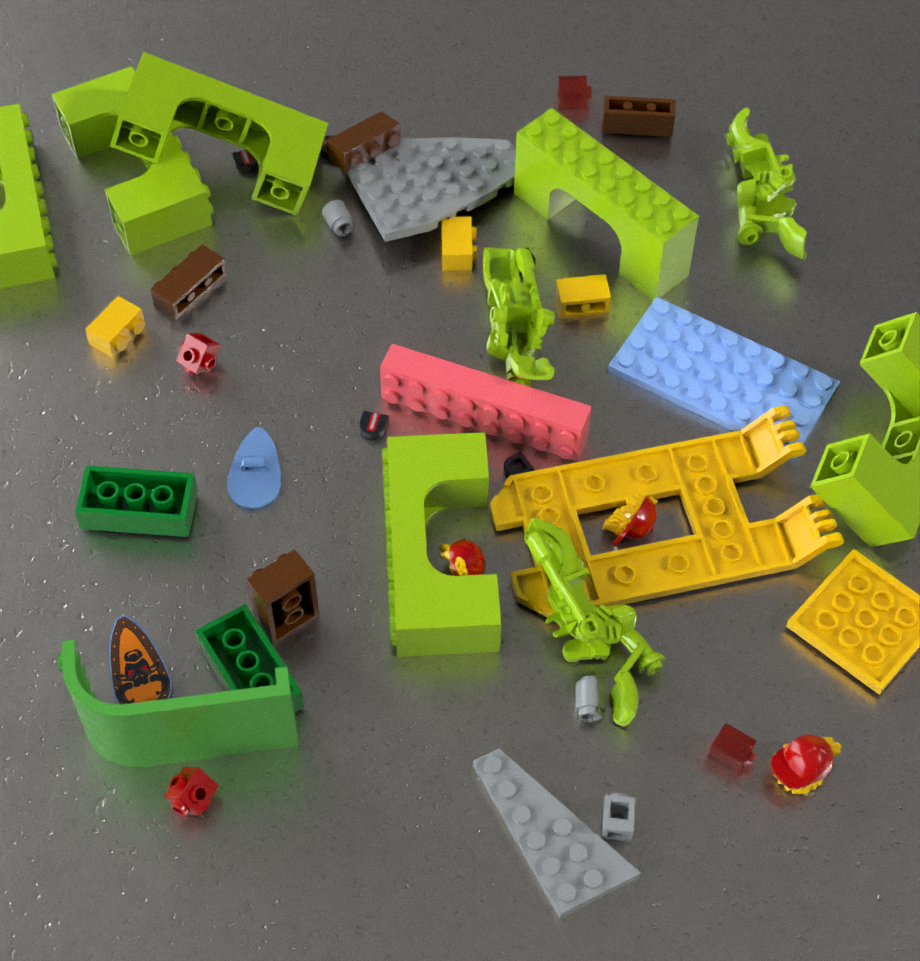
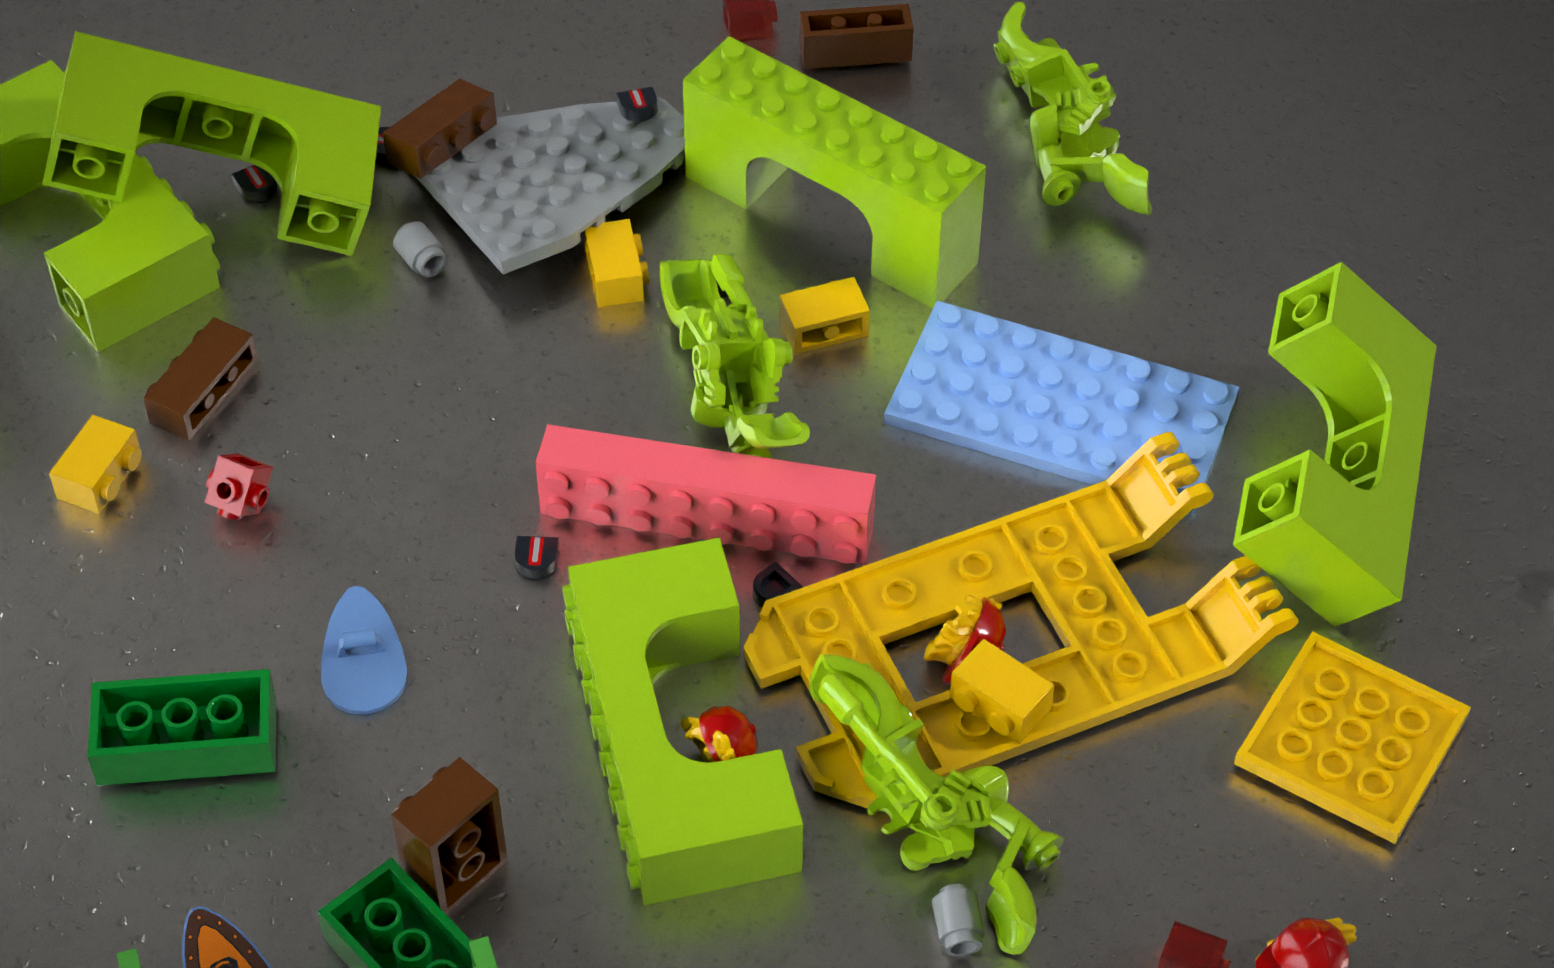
camera: 10 degrees left, 5 degrees down
(490, 142) = (637, 104): none -> black tile
(645, 557) = (1001, 691): none -> yellow brick

